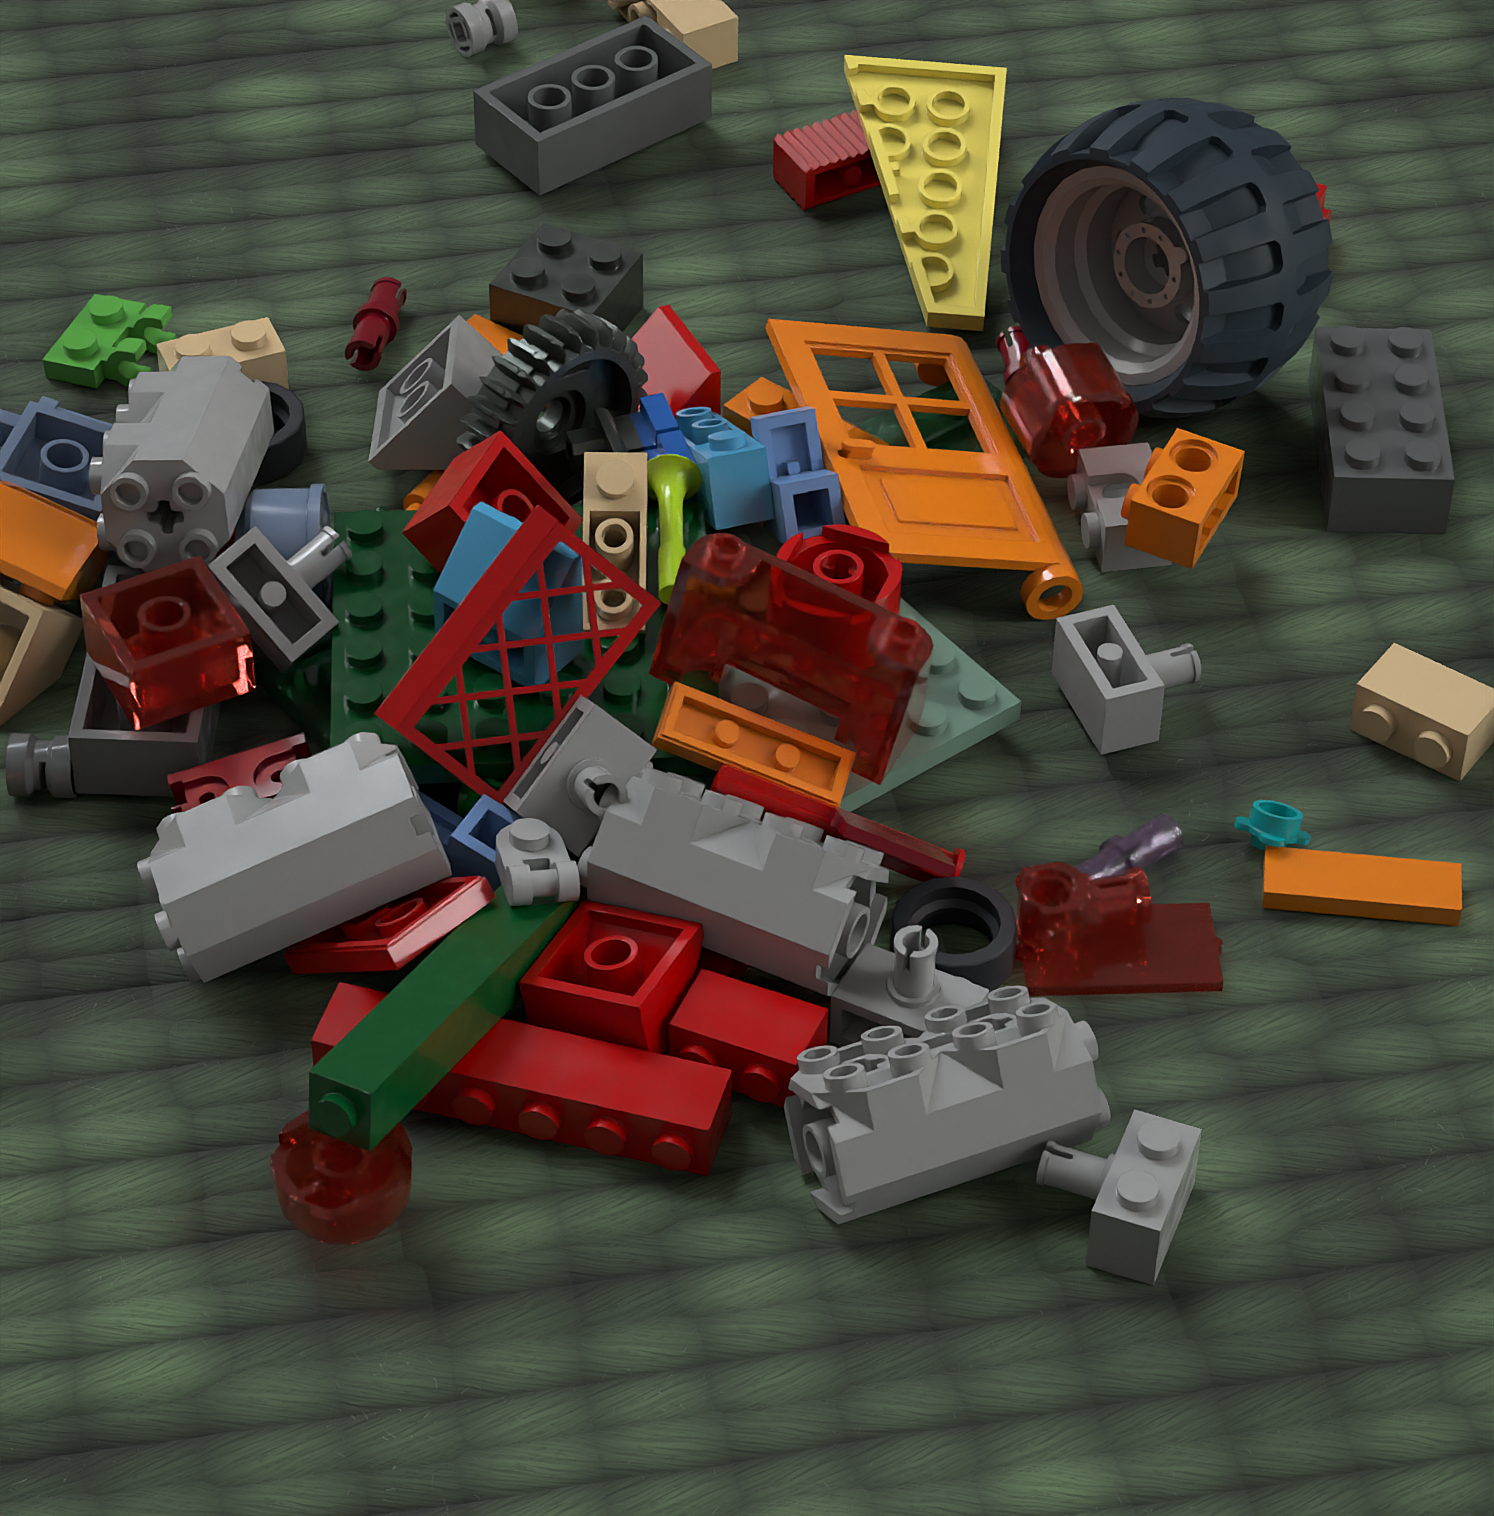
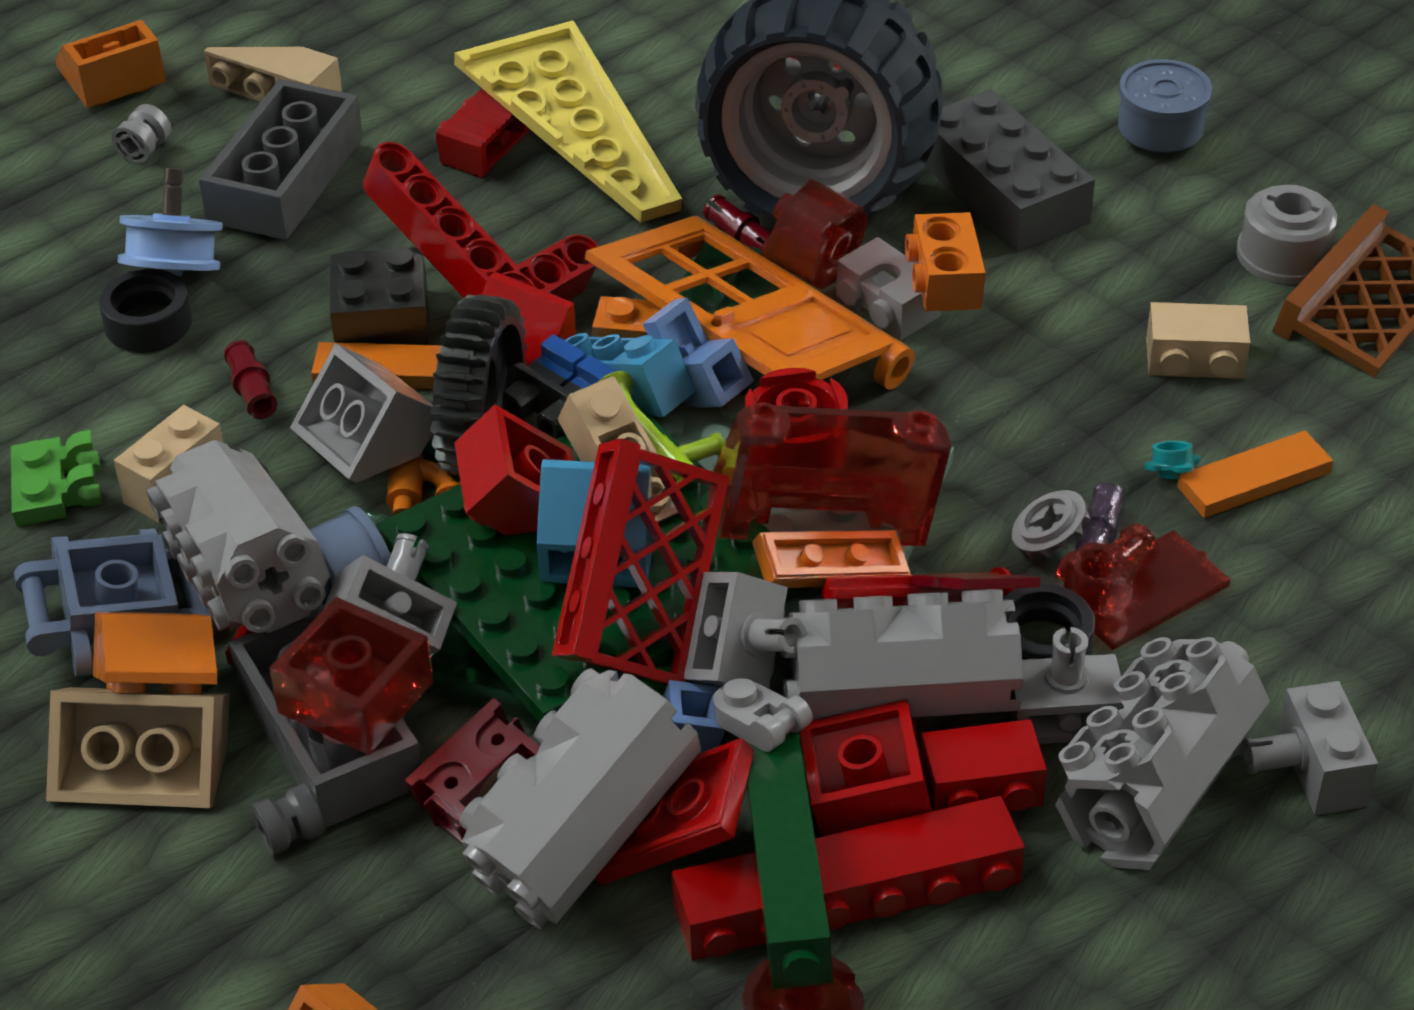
camera: 30 degrees left, 0 degrees up
(333, 234) = (149, 331): none -> black tyre
(399, 144) = (168, 238): none -> light blue wheel
(684, 273) = (456, 241): none -> red beam
(1063, 830) = (1037, 528): none -> light grey gear
(1113, 681) = (994, 406): light grey brick -> none

